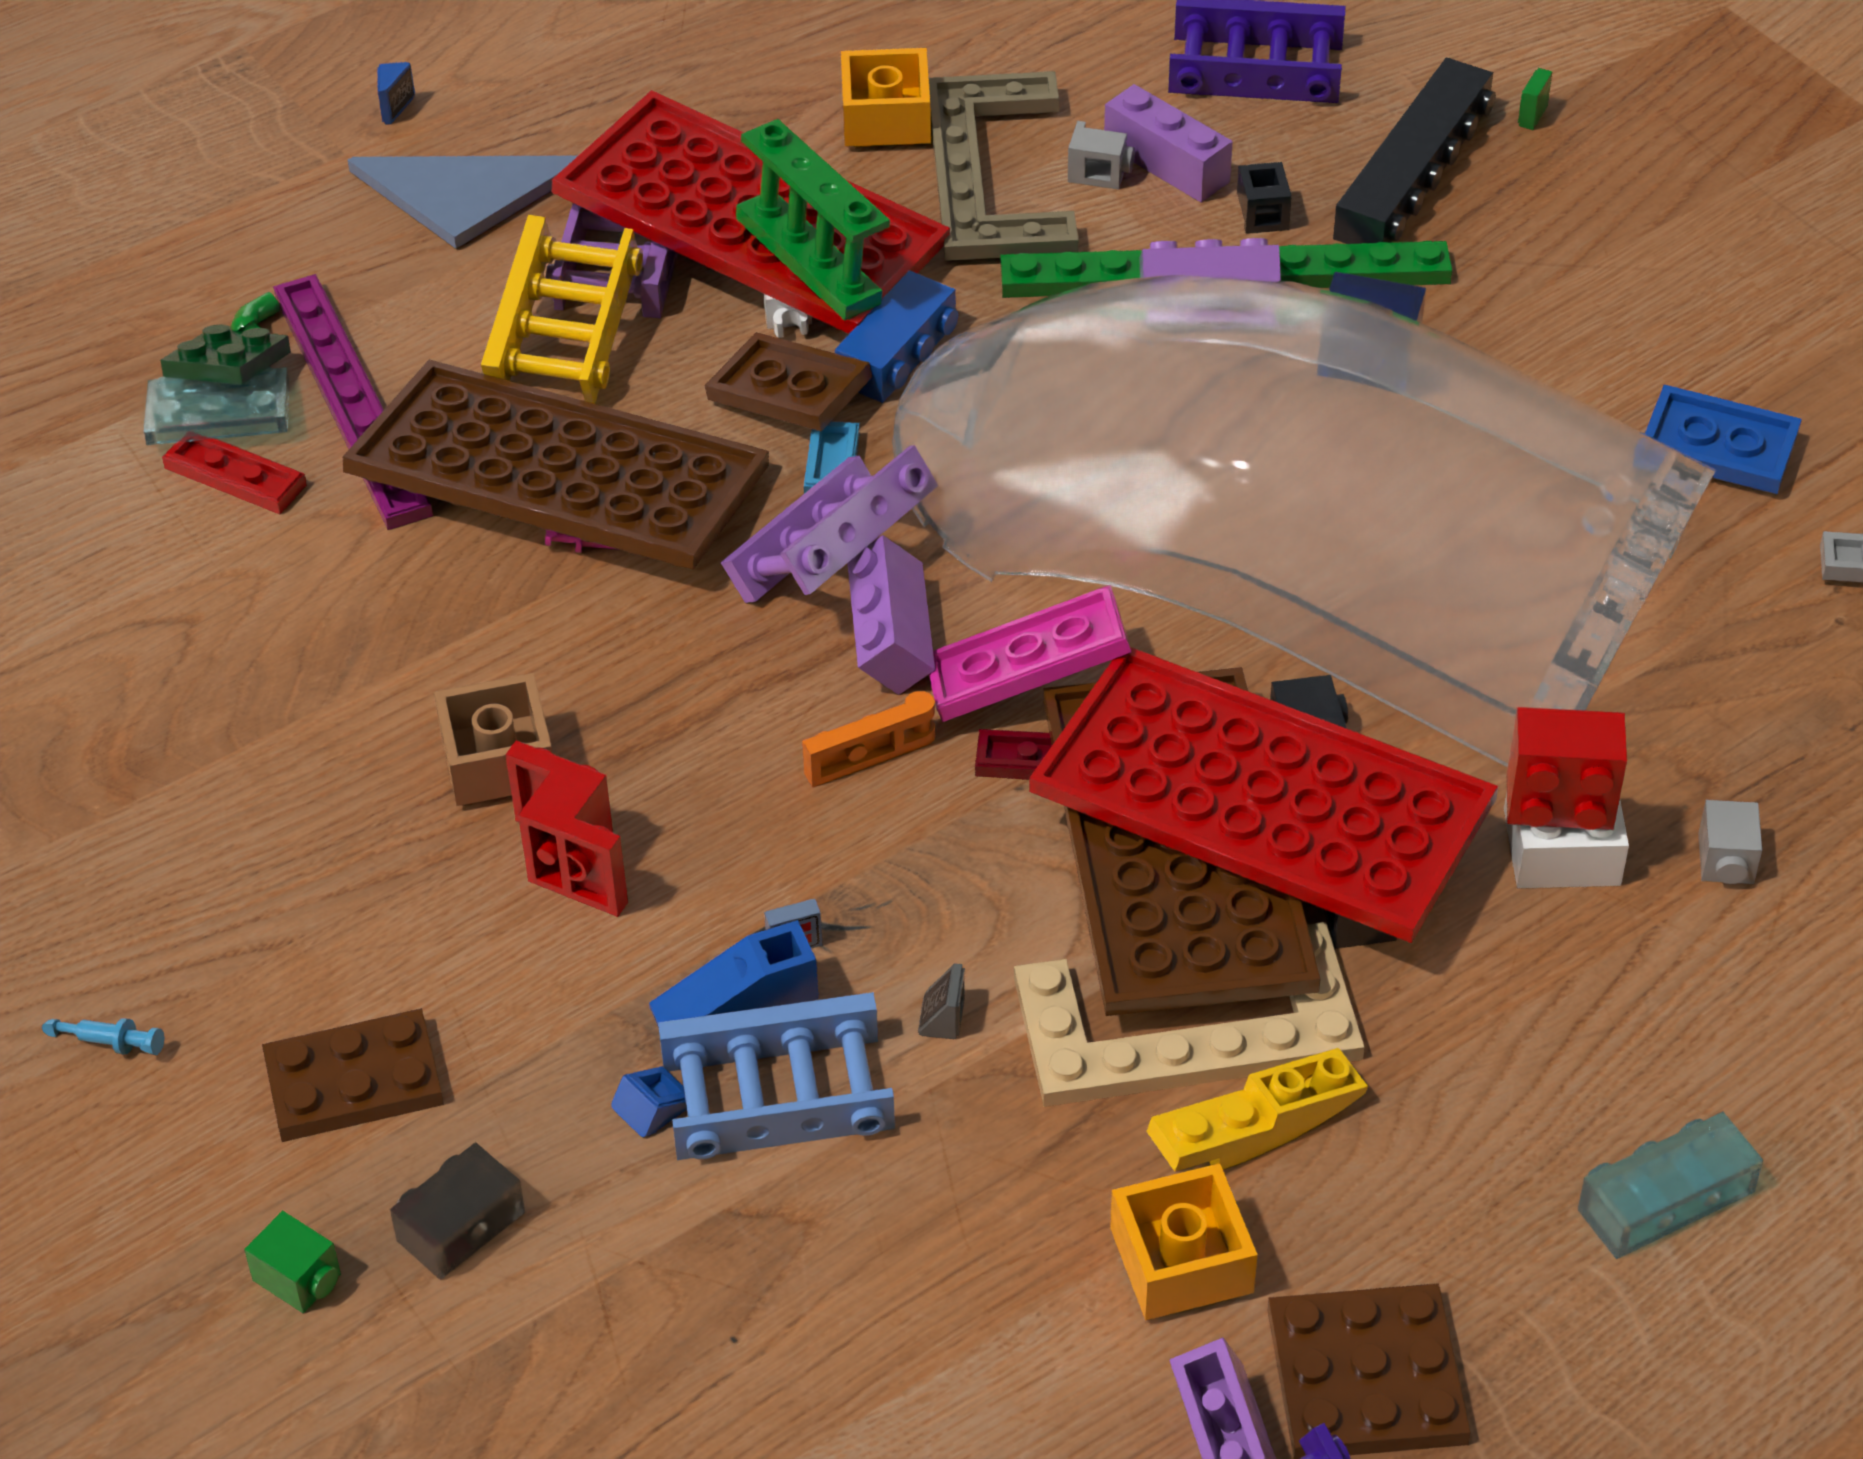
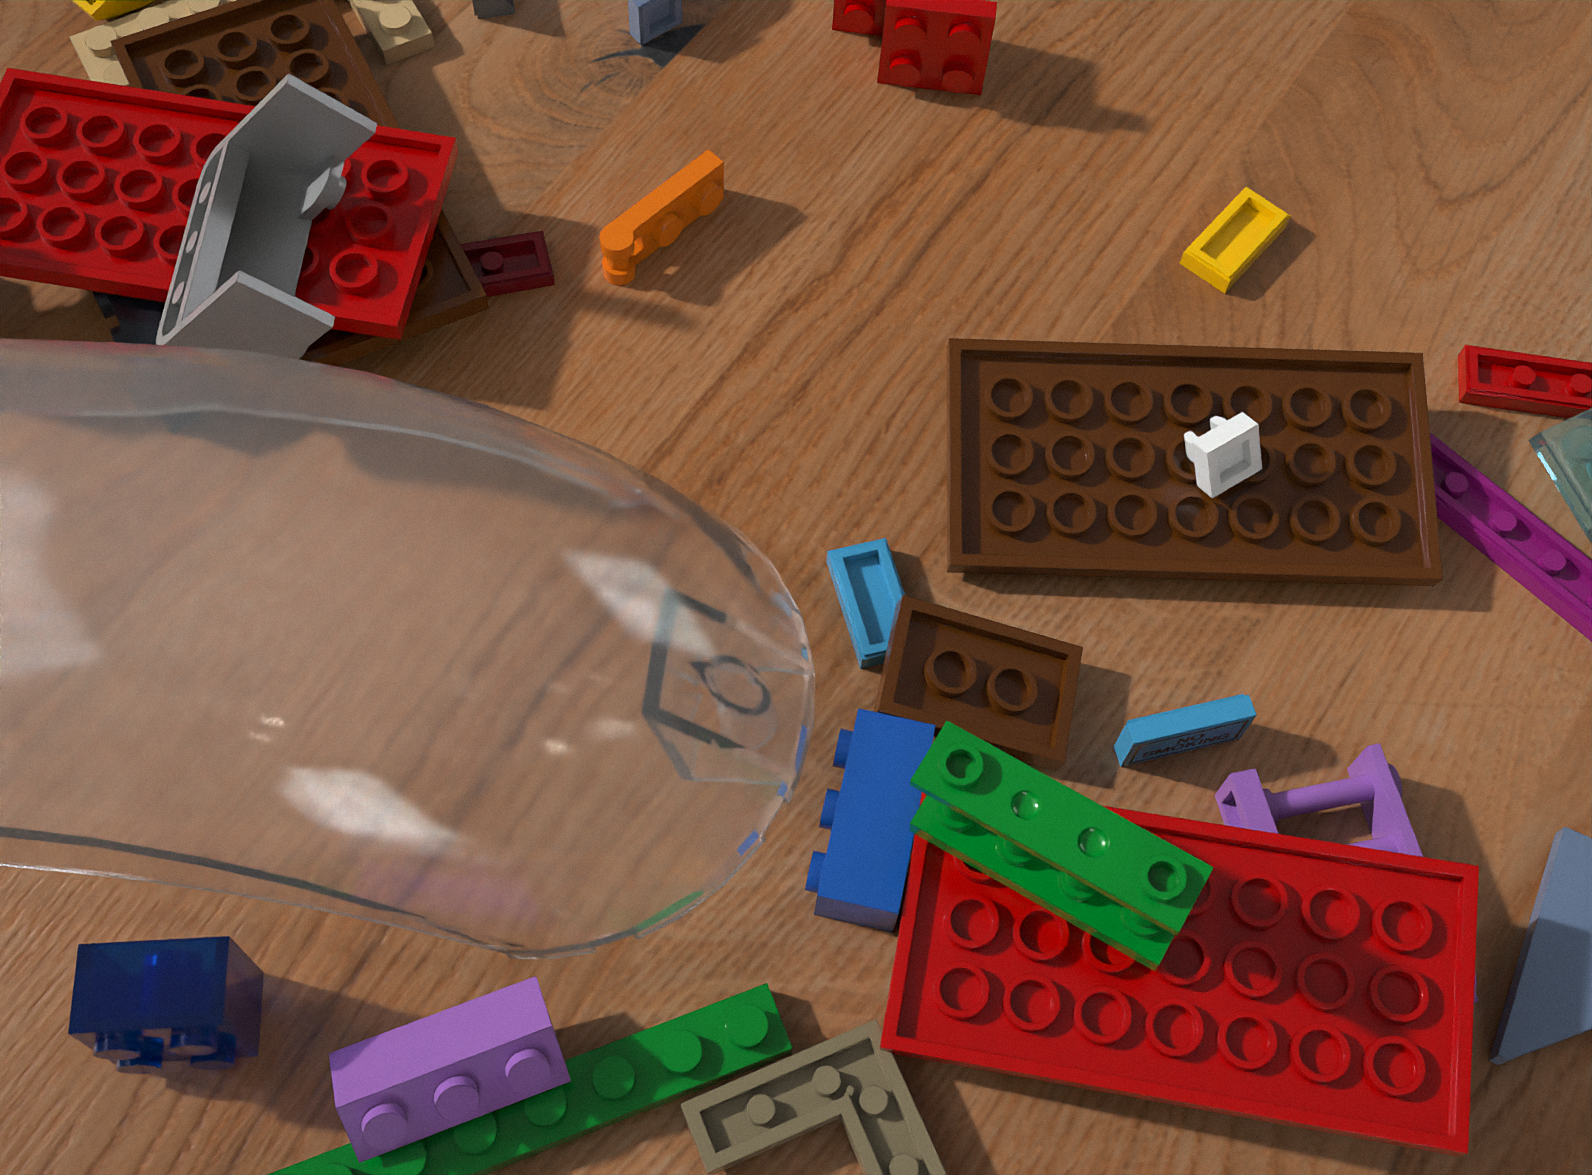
camera: 155 degrees right, 15 degrees up
(393, 627) = (1235, 239): none -> yellow tile
(481, 726) = (1039, 99): medium nougat brick -> none
(528, 284) = (1374, 654): yellow fence -> none
(541, 424) = (1225, 453): none -> white tile
(665, 331) = (1184, 729): none -> dark azure tile
(829, 524) = (862, 434): medium lavender fence -> none
(890, 615) = (697, 354): medium lavender brick -> none
(1028, 653) = (514, 326): dark pink tile -> none
(1245, 686) = (254, 223): none -> light grey windscreen

